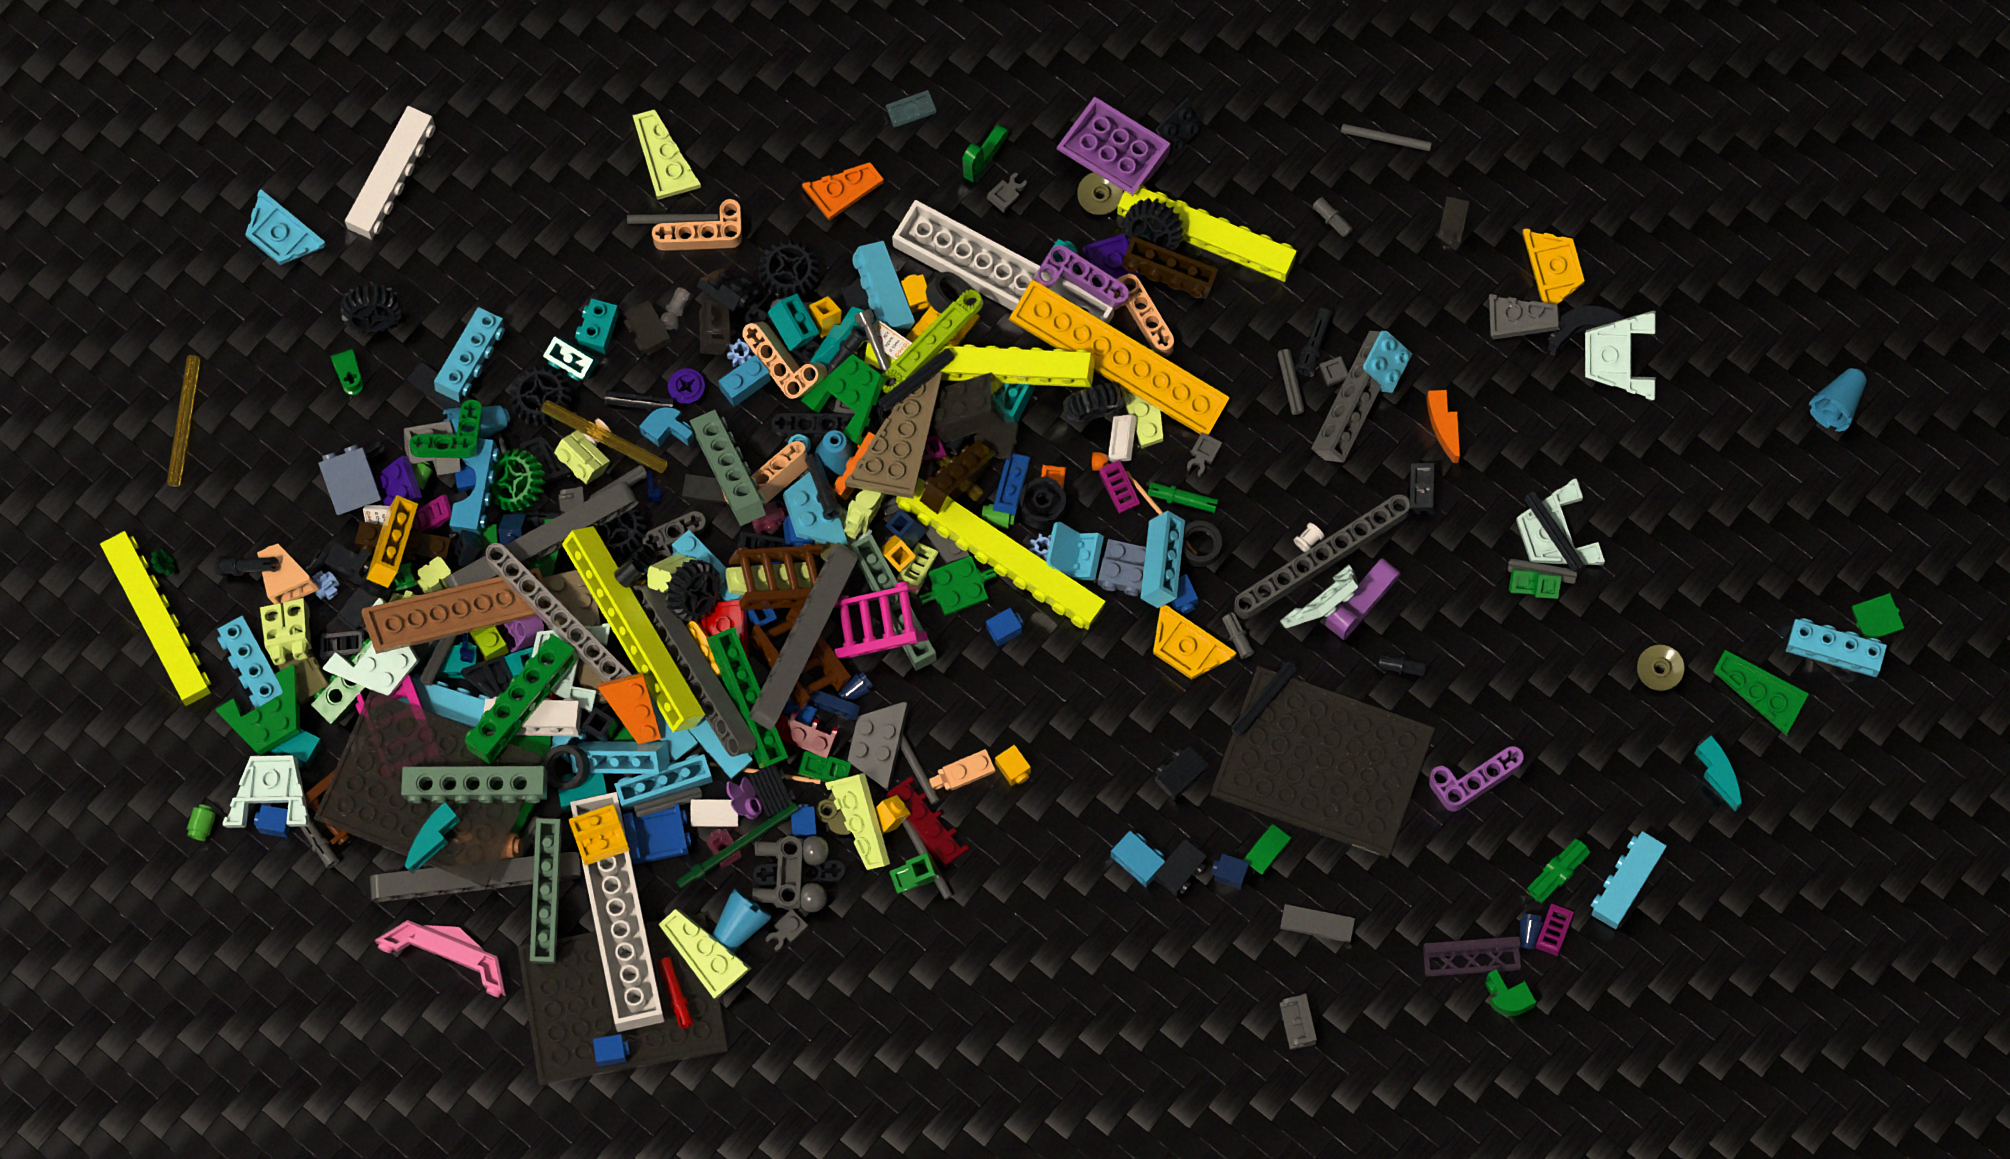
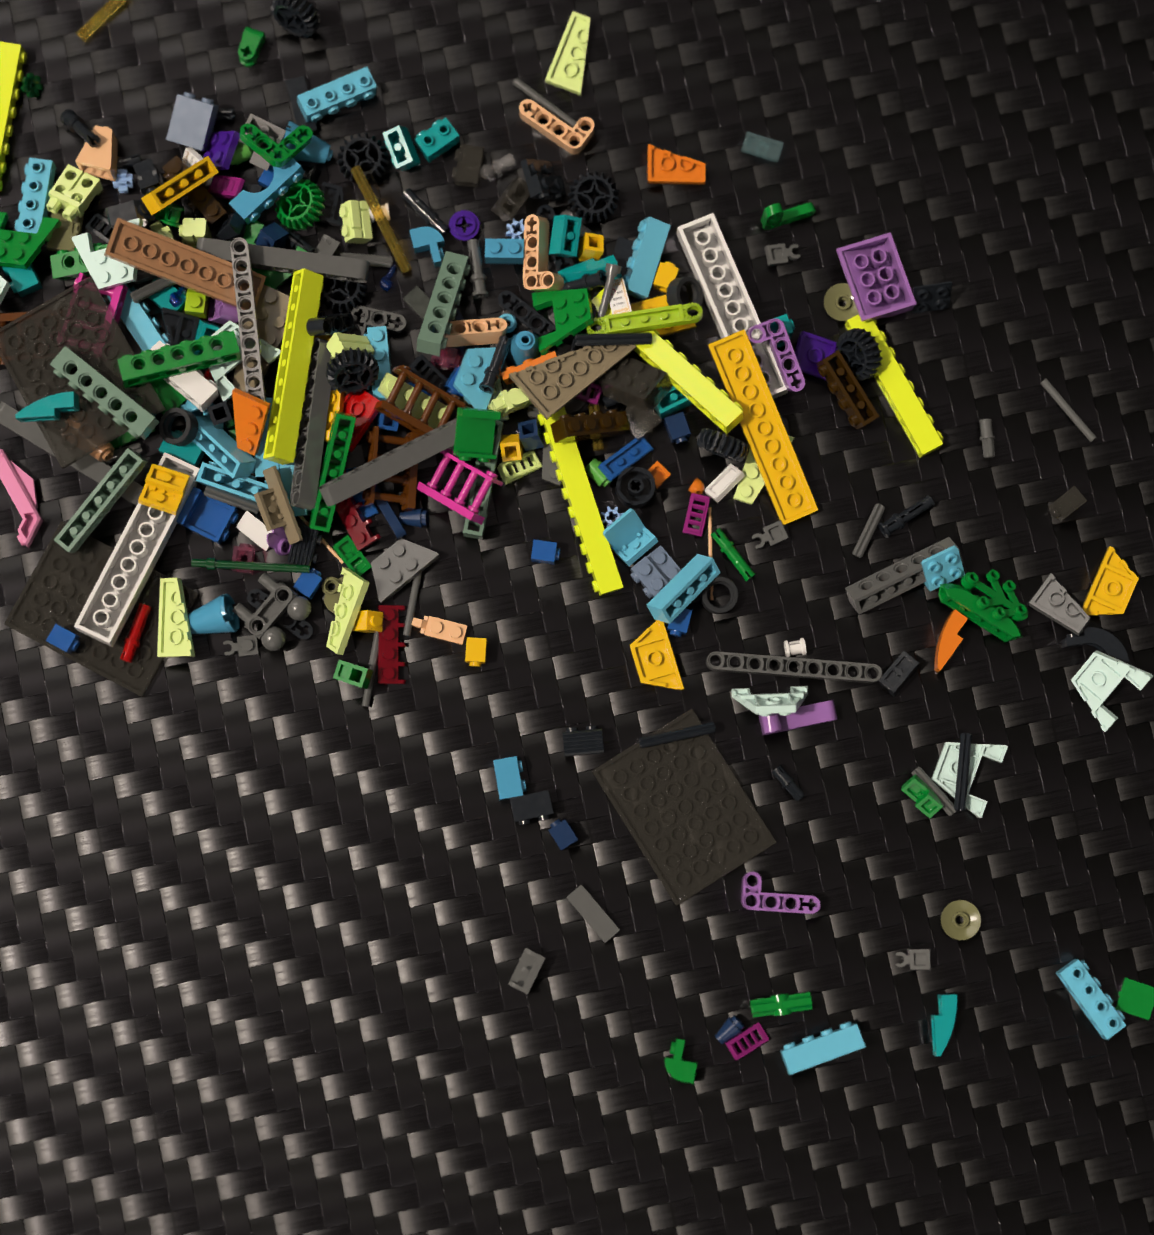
camera: 30 degrees right, 10 degrees up
(721, 769) = (276, 507): none -> dark tan bracket
(738, 423) = (478, 277): none -> dark grey pin
(855, 561) = (475, 434): none -> green panel
(957, 586) = (536, 500): green plate -> none
(1038, 421) = (677, 428): none -> dark blue brick
(1146, 315) = (806, 410): light nougat beam -> none
(1238, 635) = (695, 677): dark grey axle -> none
(1267, 849) = (599, 838): green slope -> none
(1333, 371) = (903, 545): dark grey tile -> none
(1452, 377) = (964, 601): none -> green brick
(1471, 947) = (681, 1011): fence -> none
(1482, 350) = (1015, 609): none -> green plant
(1650, 733) = (918, 959): none -> dark grey plate
(1765, 692) = (1018, 992): green wing -> none

